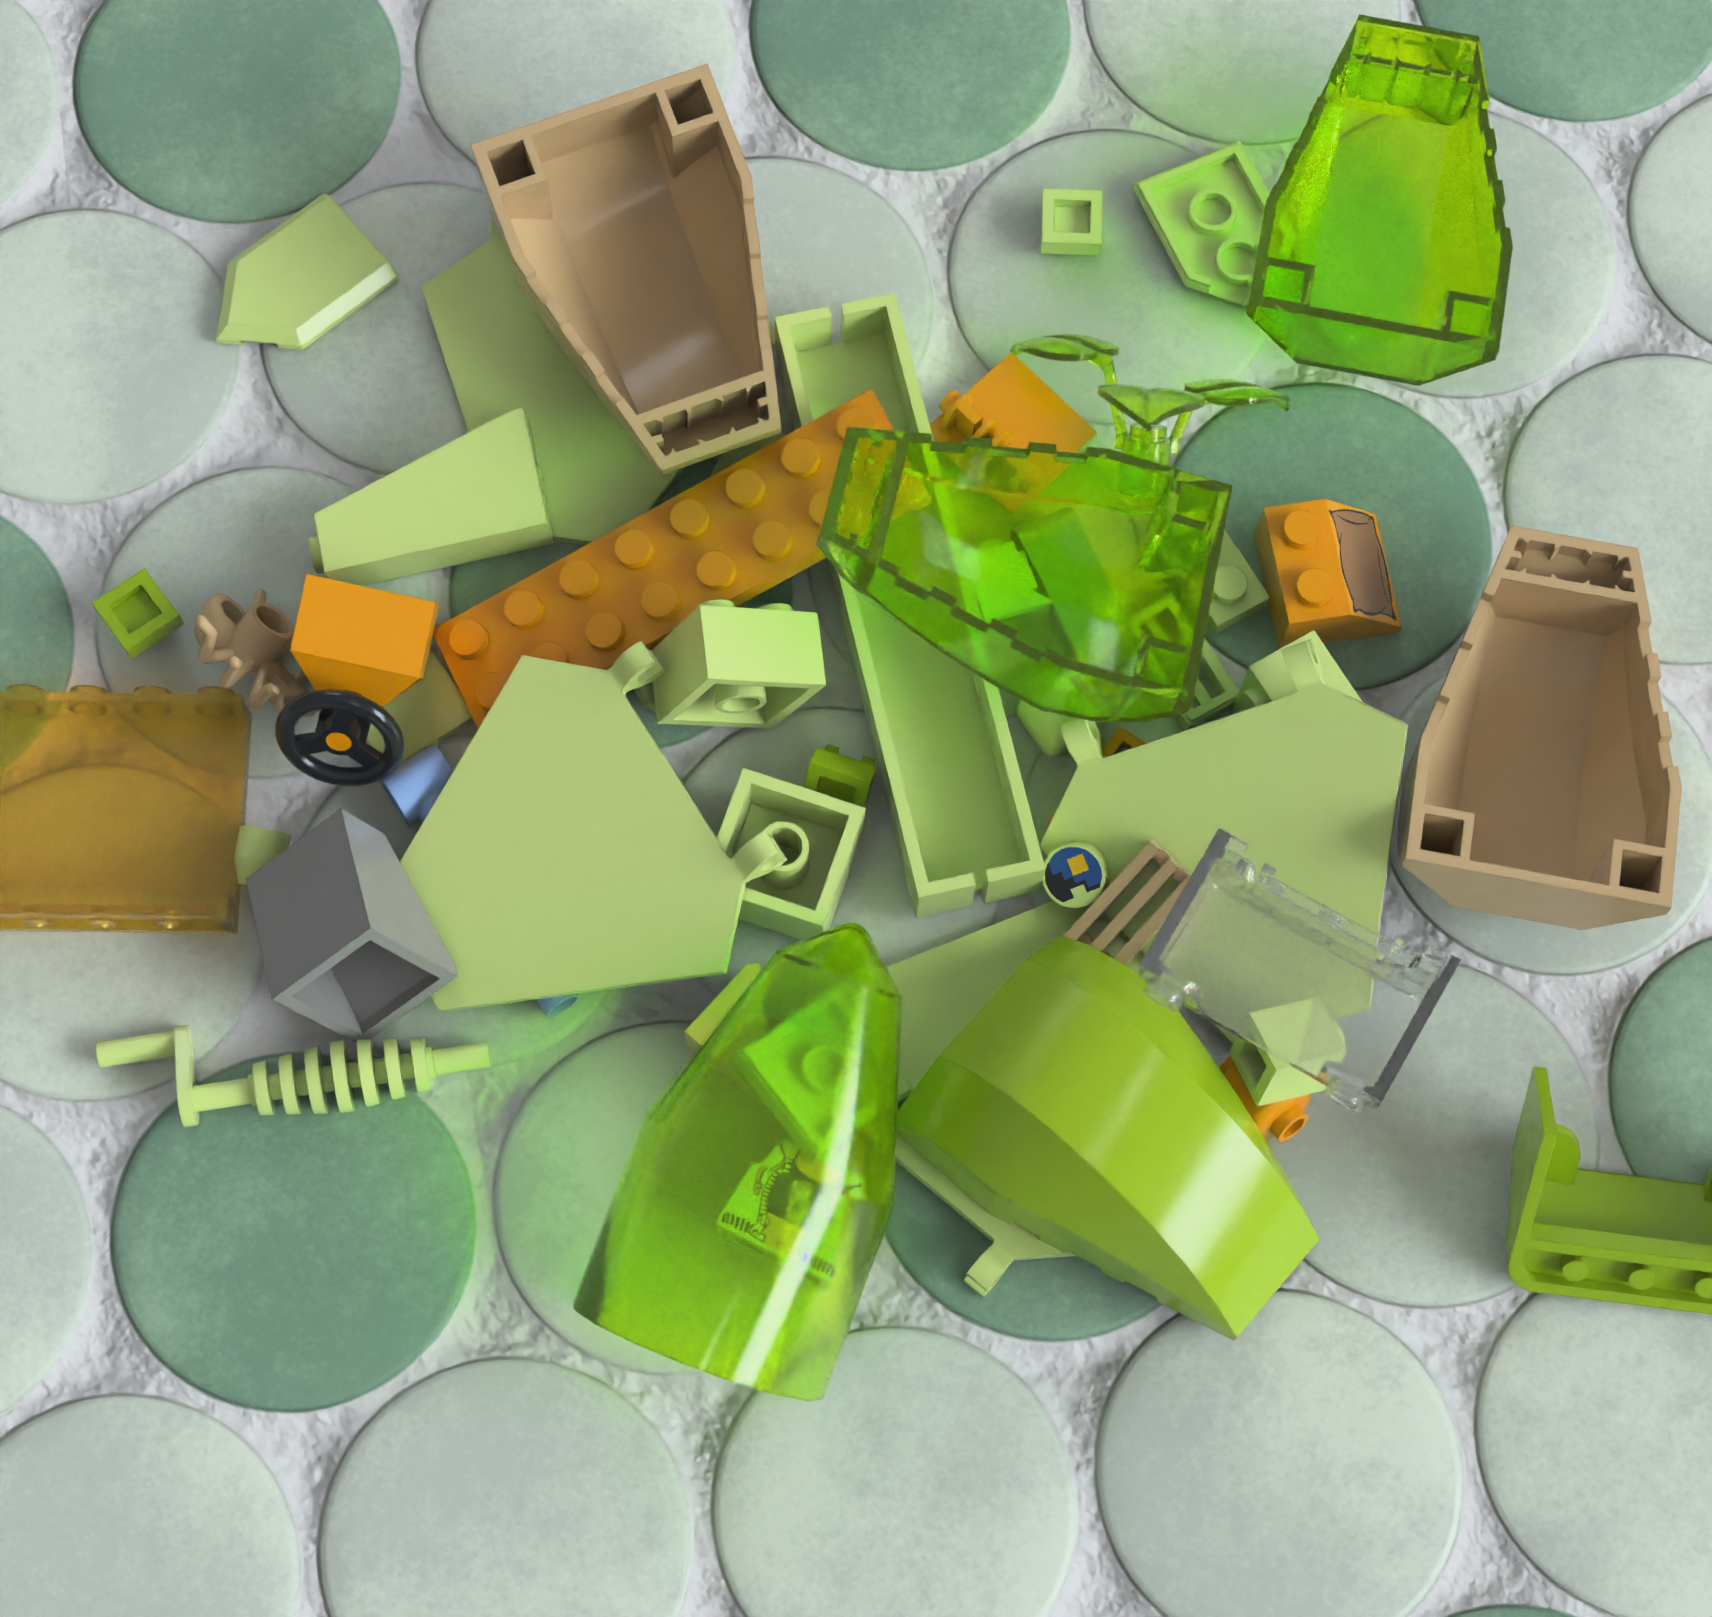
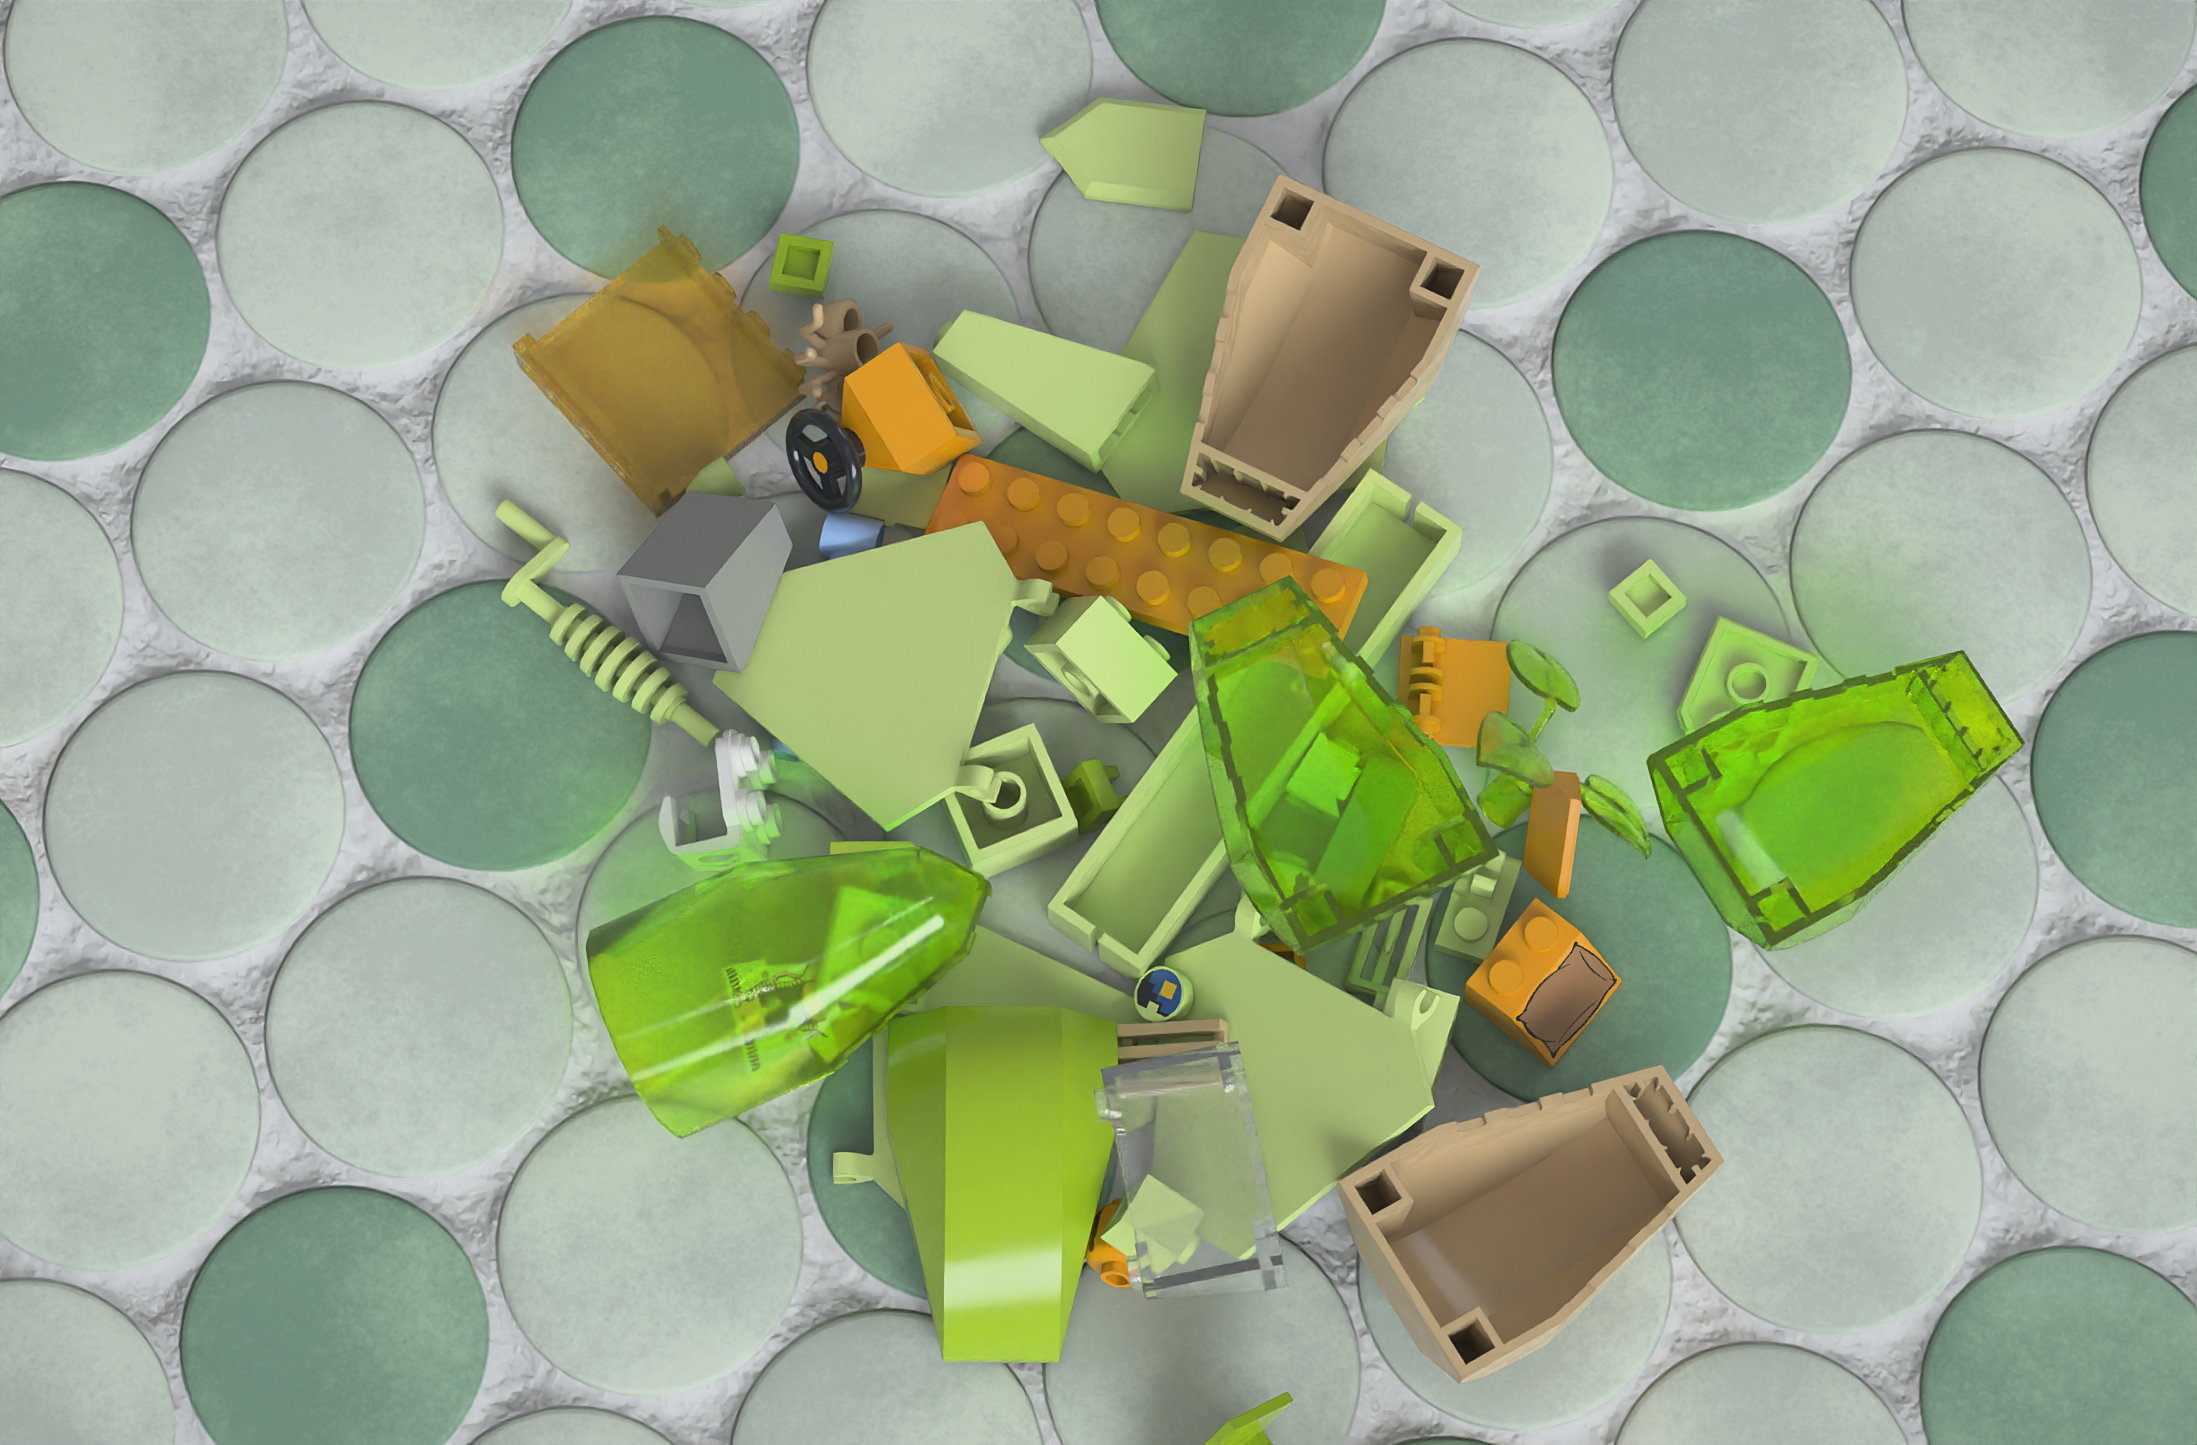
camera: 55 degrees right, 0 degrees up
(595, 1075) = (749, 819): none -> piece
(1218, 446) = (1553, 833): none -> light orange slope

